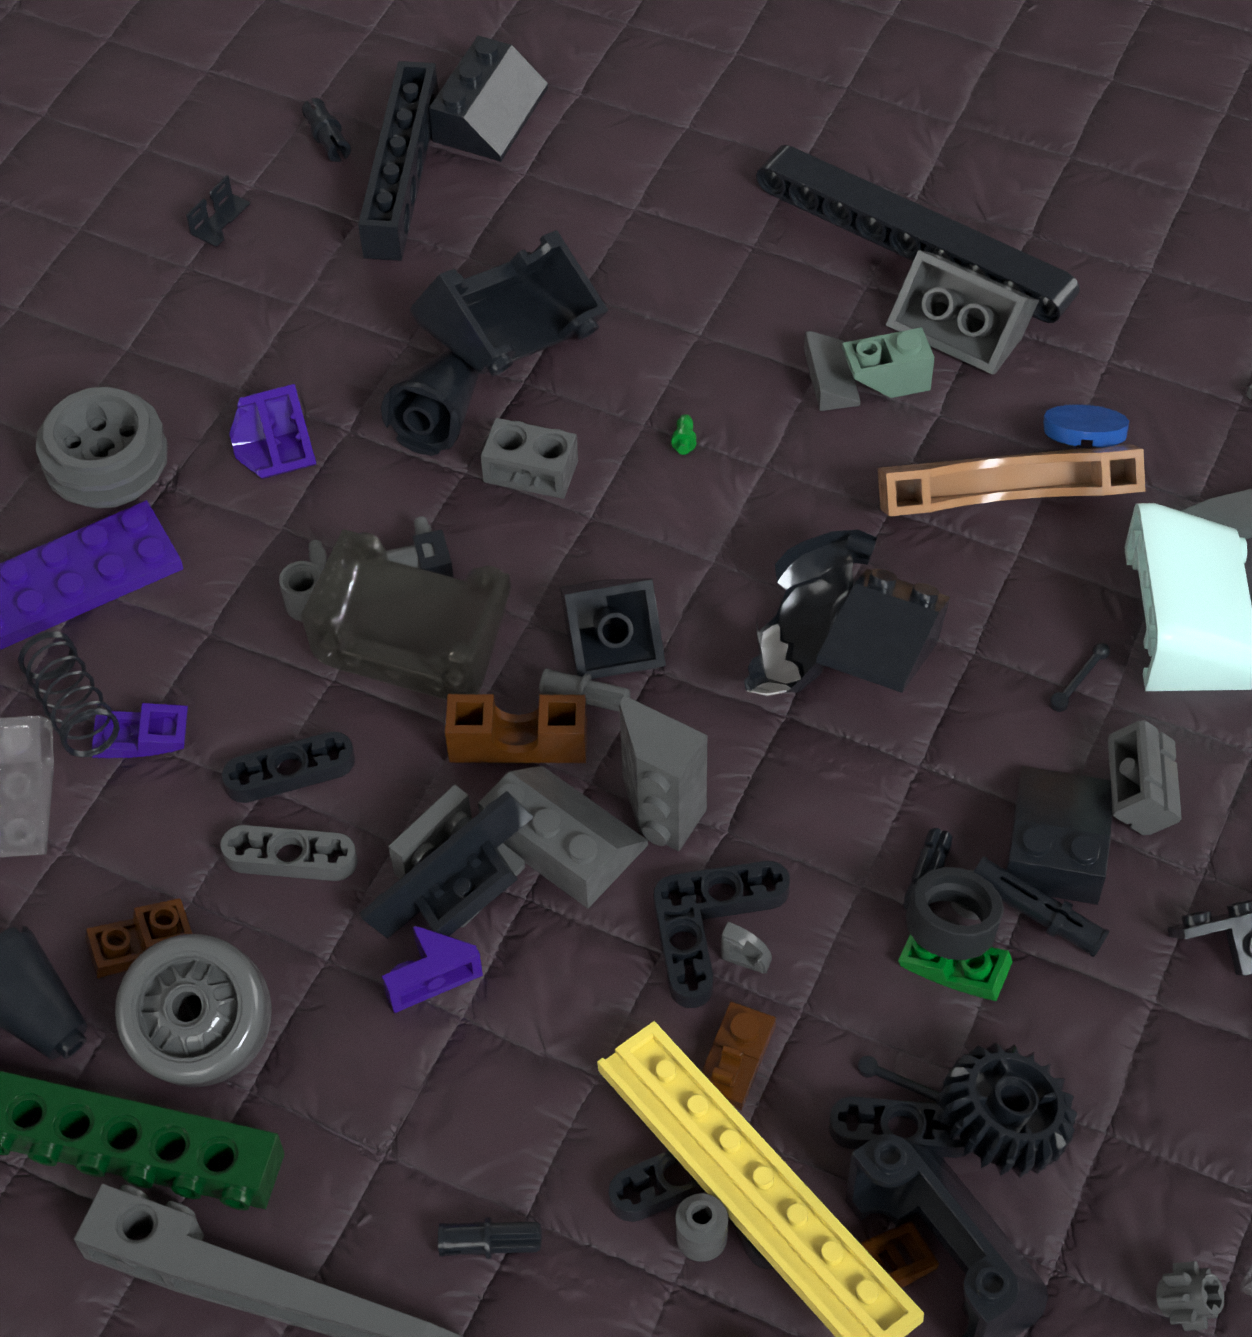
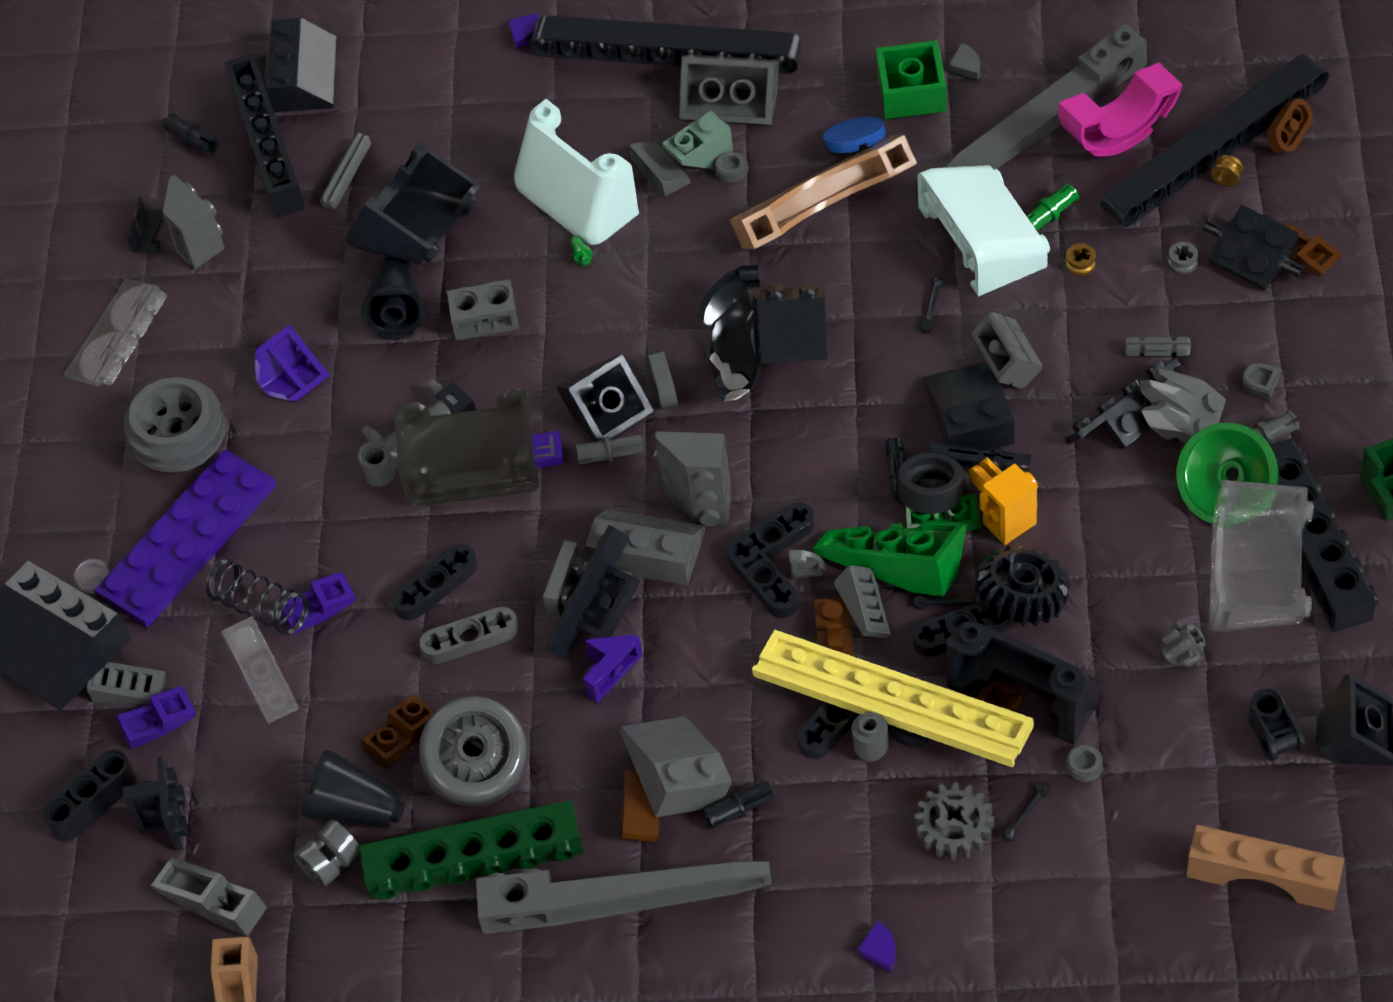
camera: 20 degrees left, 0 degrees up
(108, 321) = (116, 333): none -> clear windscreen
(259, 224) = (191, 223): none -> dark grey slope
(363, 1181) = (636, 814): none -> reddish brown slope
(434, 1146) = (676, 765): none -> dark grey slope
(469, 236) = (345, 171): none -> dark grey axle
(485, 734) = (603, 485): reddish brown arch -> none
(512, 659) = (548, 449): none -> dark purple tile
(693, 632) = (662, 380): none -> dark grey beam
(722, 373) = (579, 194): none -> light aqua windscreen
(758, 152) = (523, 29): none -> dark purple tile
(791, 1017) = (862, 598): none -> dark grey slope
(881, 1001) = (910, 558): none -> green wedge
(917, 406) = (730, 167): none -> dark grey tile
(1044, 979) = (1005, 499): none -> light orange brick
(1189, 385) = (911, 79): none -> green brick

